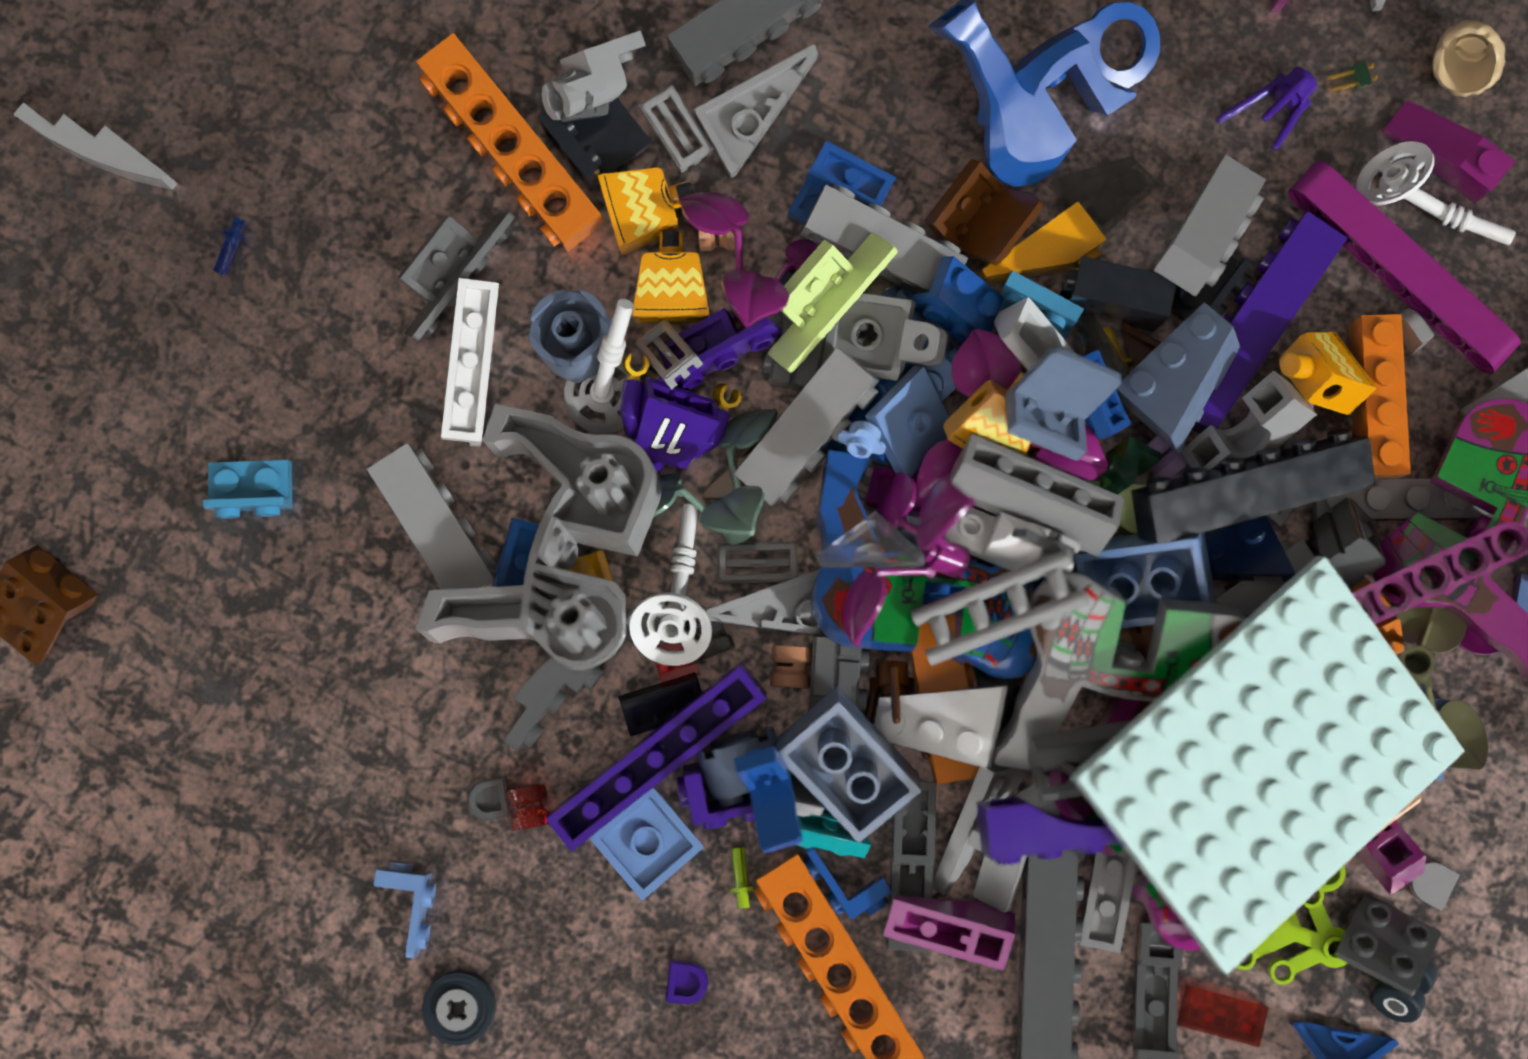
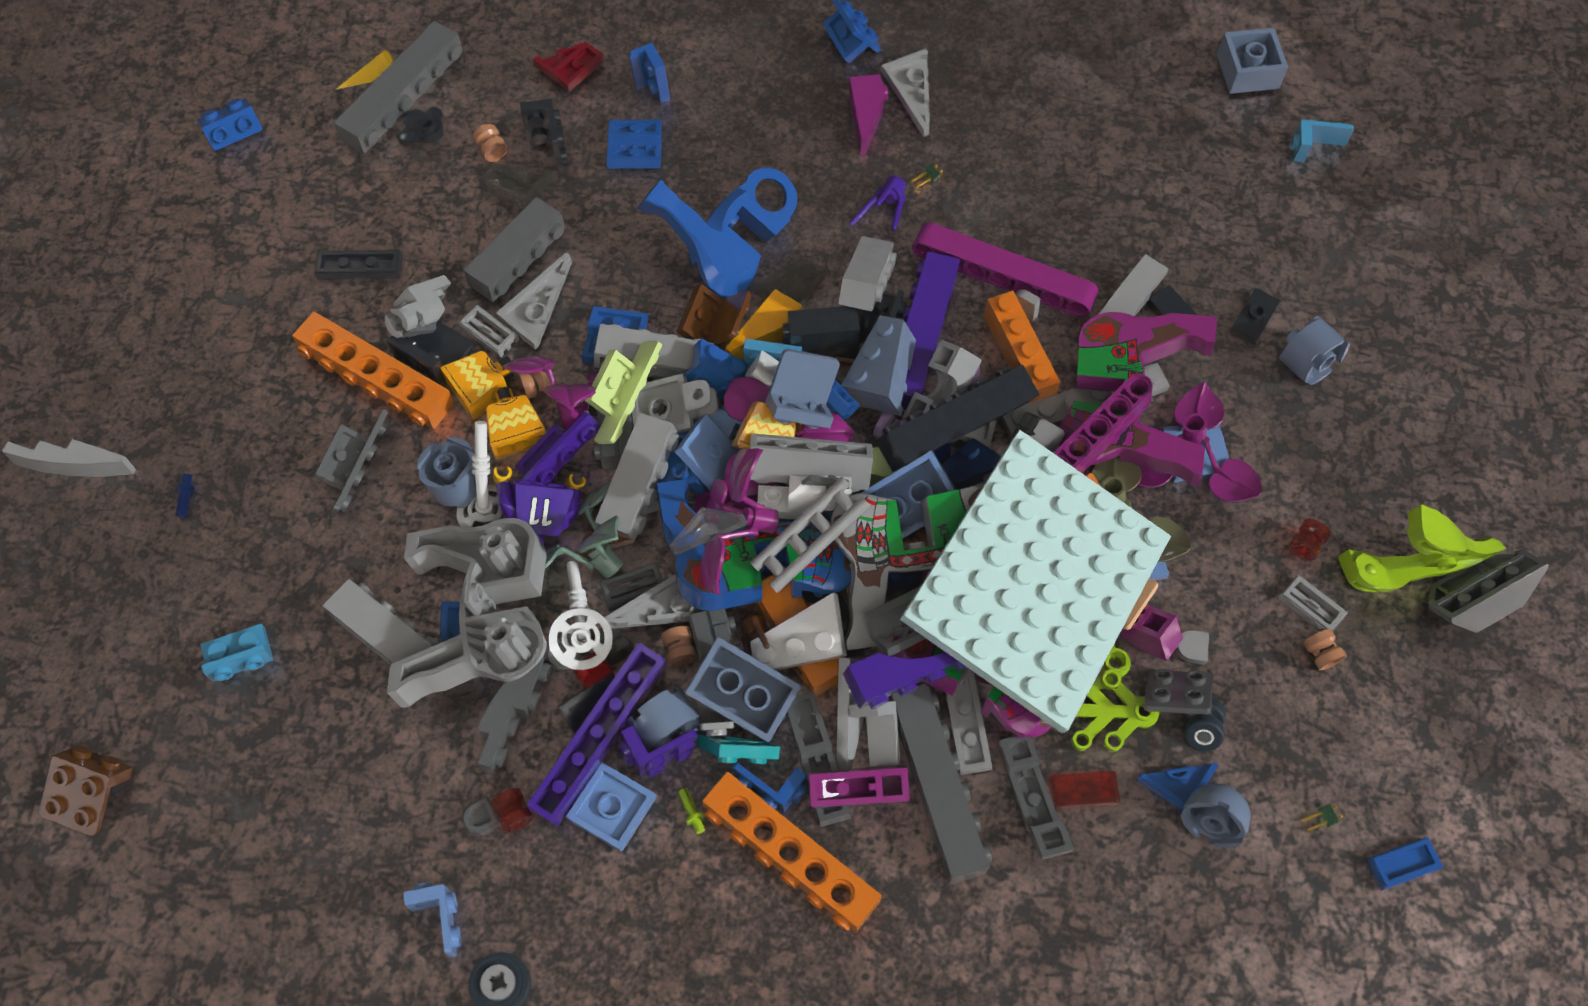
camera: 20 degrees left, 20 degrees down
(470, 361) = (381, 512): white fence -> none
(679, 366) = (520, 466): light grey tile -> none
(686, 982) = (674, 904): dark purple tile -> none
(771, 798) = (688, 719): blue bracket -> none
(862, 439) = (679, 462): light blue plate -> none
(1126, 462) = (869, 428): clear green bracket -> none
(1326, 372) = (970, 331): light orange torso -> none
(1401, 183) = (980, 220): white dish -> none
(1460, 155) = (1007, 196): magenta slope -> none
(1469, 58) = (993, 139): tan hair -> none

